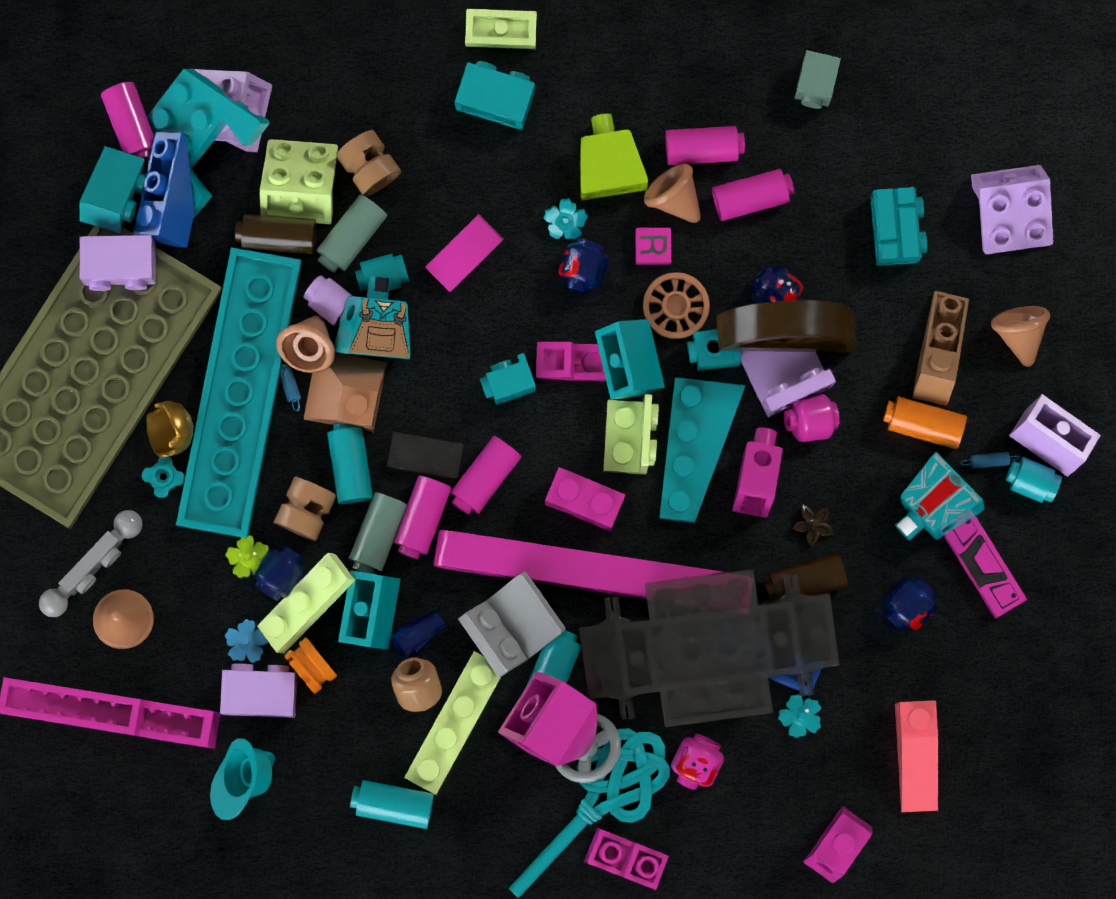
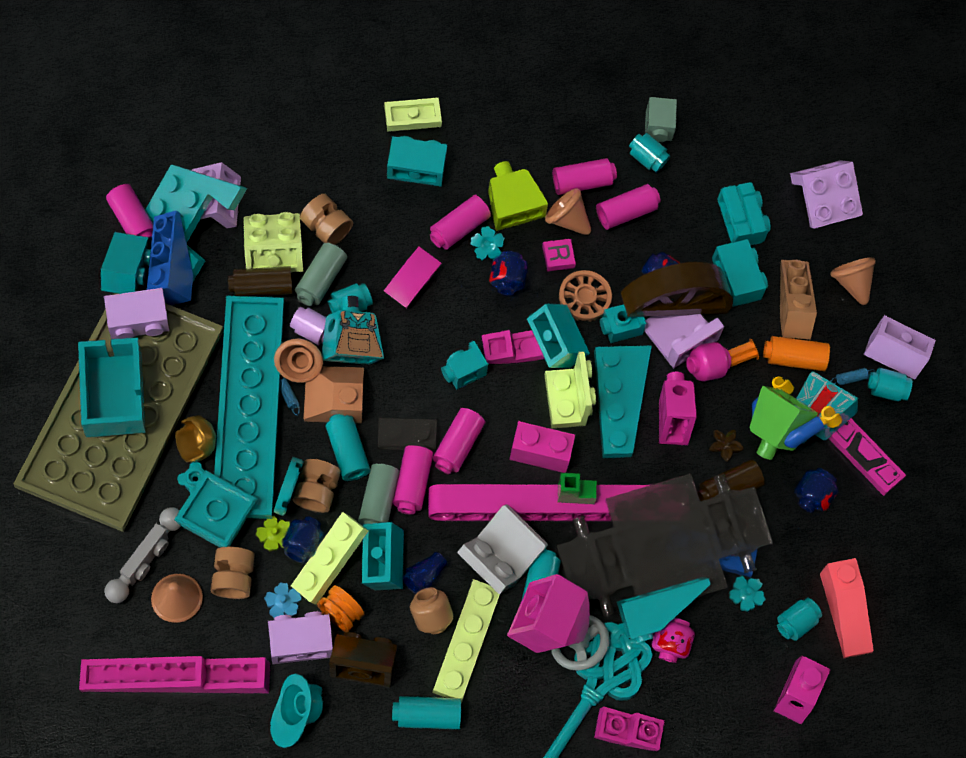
camera: 15 degrees left, 15 degrees down
(75, 355) = (111, 388): none -> teal piece
(181, 523) = (216, 510): none -> teal tile
(190, 602) = (232, 574): none -> medium nougat wheel
(270, 507) = (288, 486): none -> teal tile
(326, 729) = (363, 659): none -> dark brown slope
(534, 188) = (459, 222): none -> dark pink brick
(614, 567) = (576, 491): none -> green piece
(677, 728) = (654, 610): none -> teal slope
(793, 122) = (649, 152): none -> teal brick
(854, 759) = (799, 619): none -> teal brick
(856, 411) = (743, 353): none -> orange piece
(875, 304) = (741, 271): none -> teal brick
(886, 511) = (784, 420): none -> bright green torso

